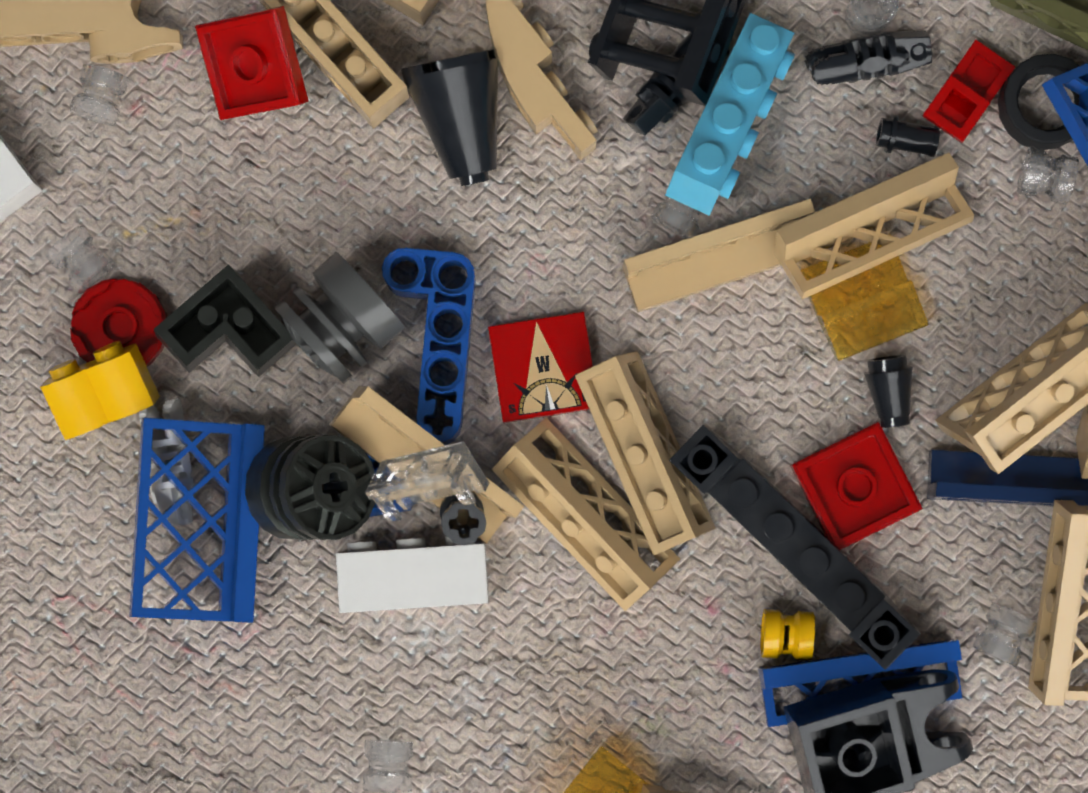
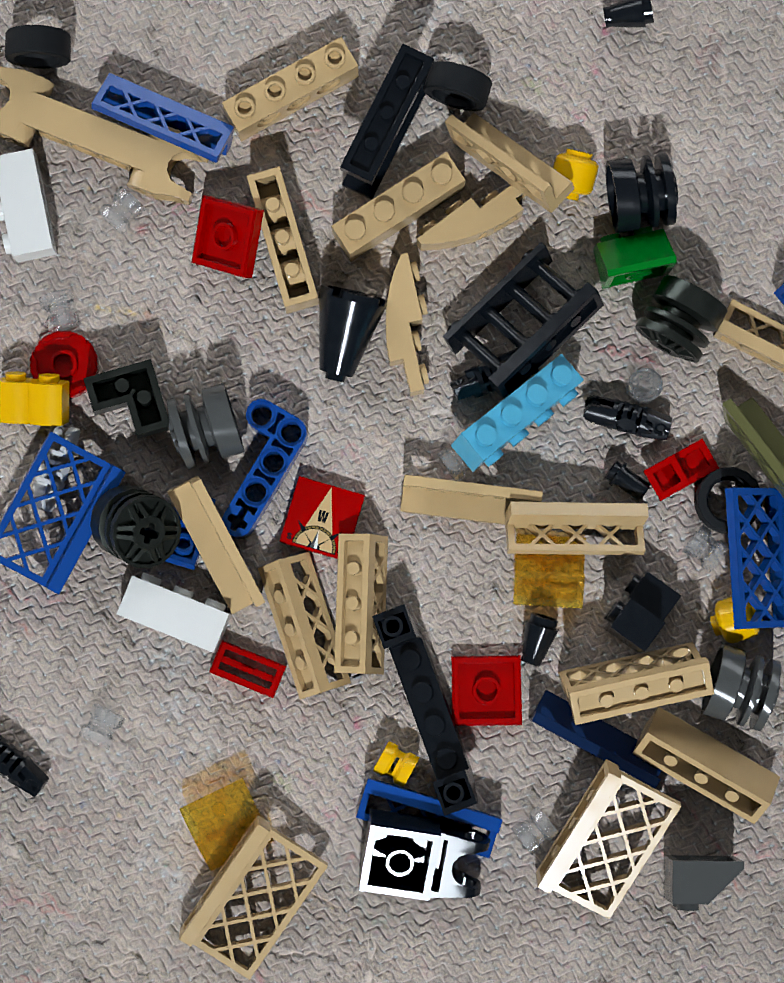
camera: 25 degrees right, 0 degrees up
(426, 477) = (211, 554): clear hinge -> none
(475, 522) = (212, 591): black bush -> none
(498, 605) = (275, 680): none -> red tile
(1007, 294) = (642, 612): none -> black brick

